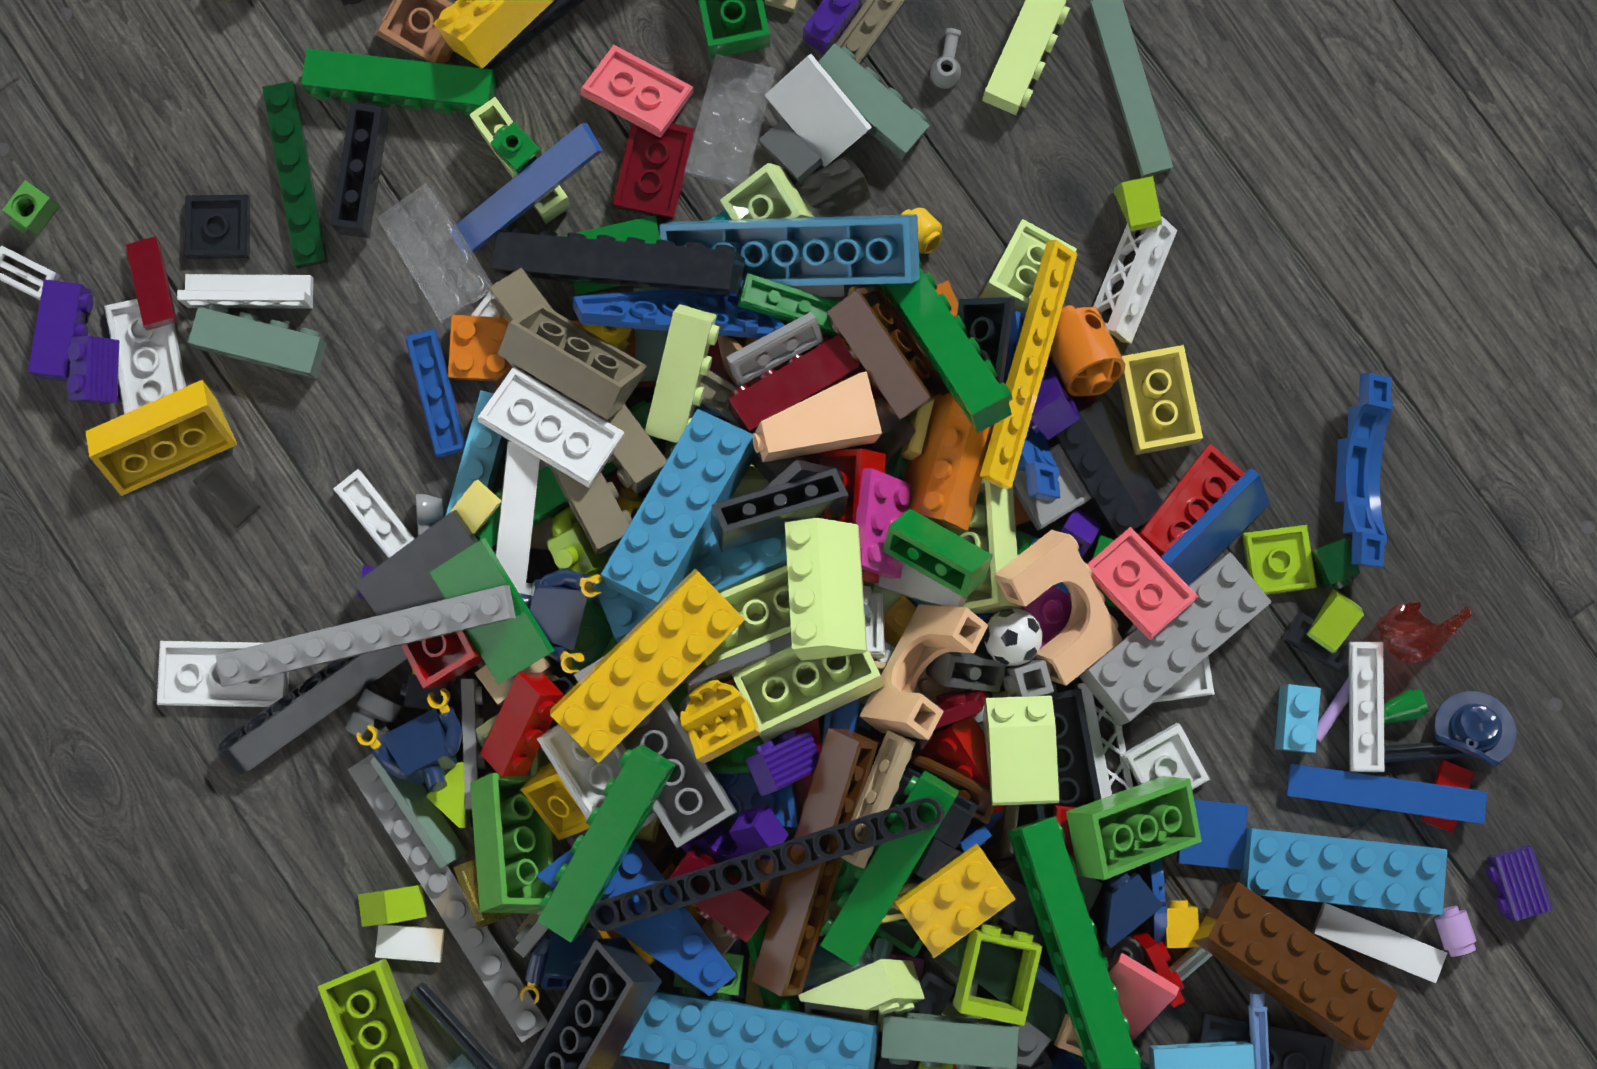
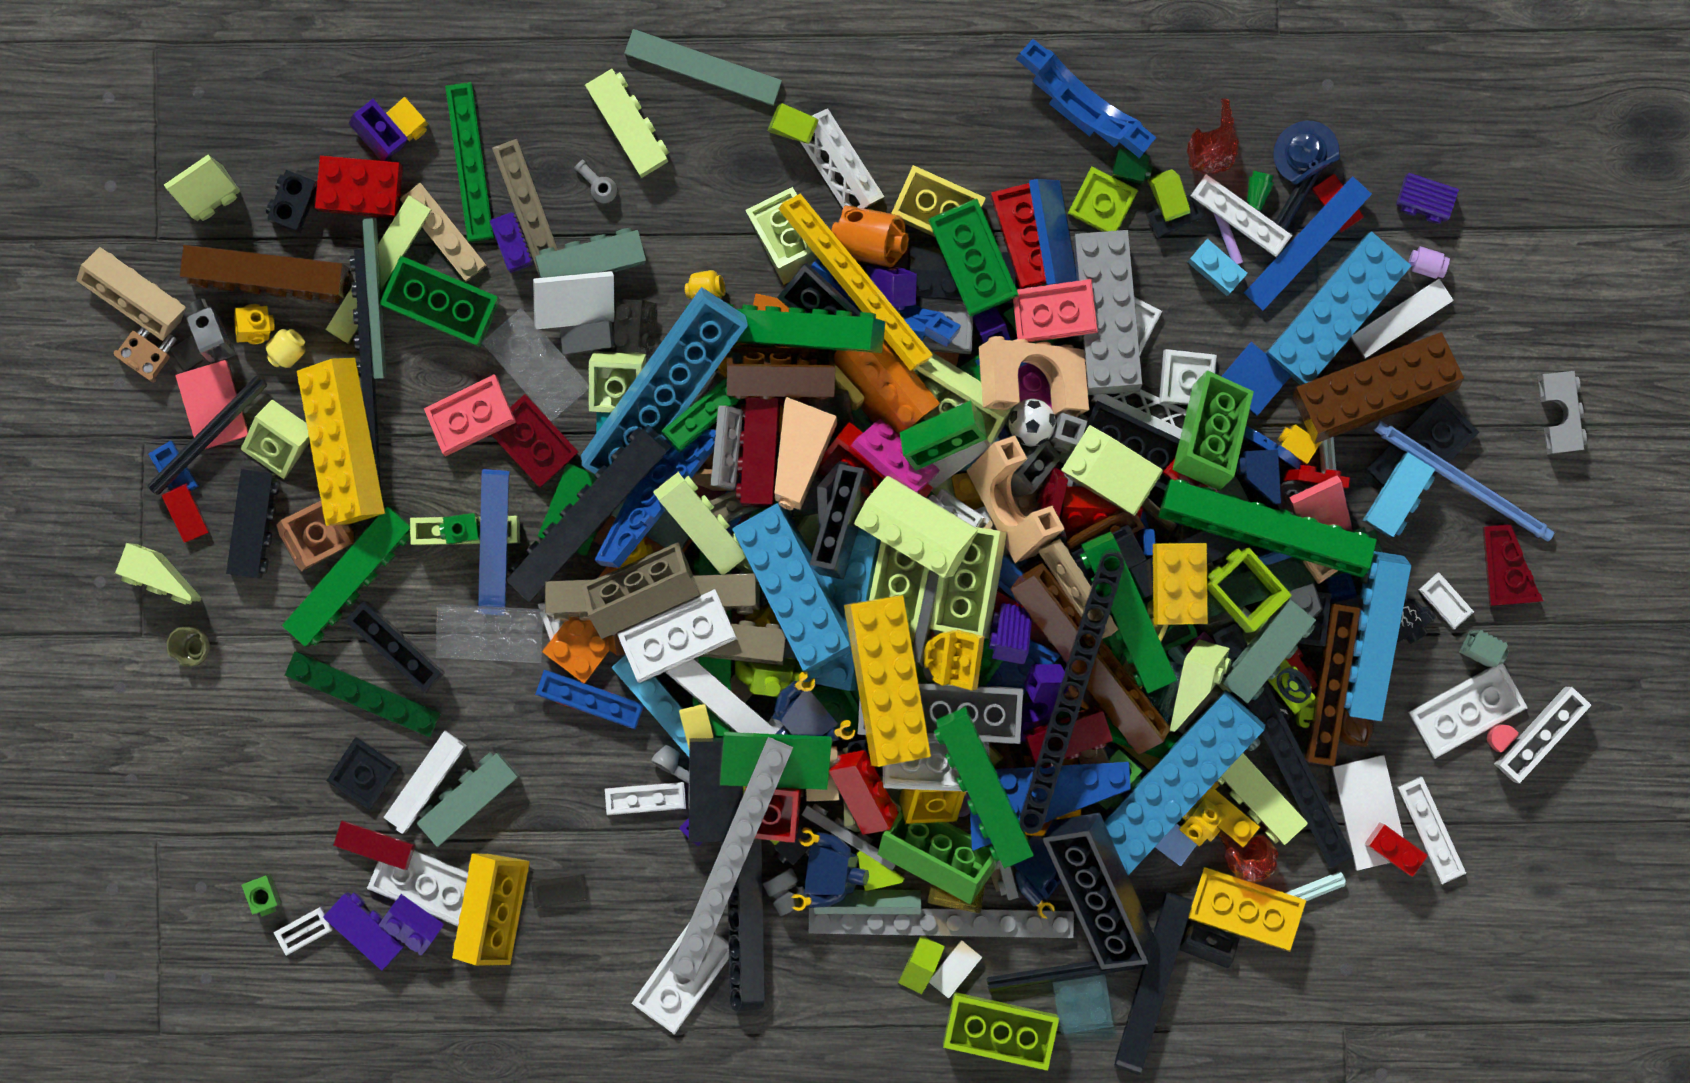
camera: 55 degrees left, 5 degrees up
(1135, 465) = (973, 257): none -> green tile

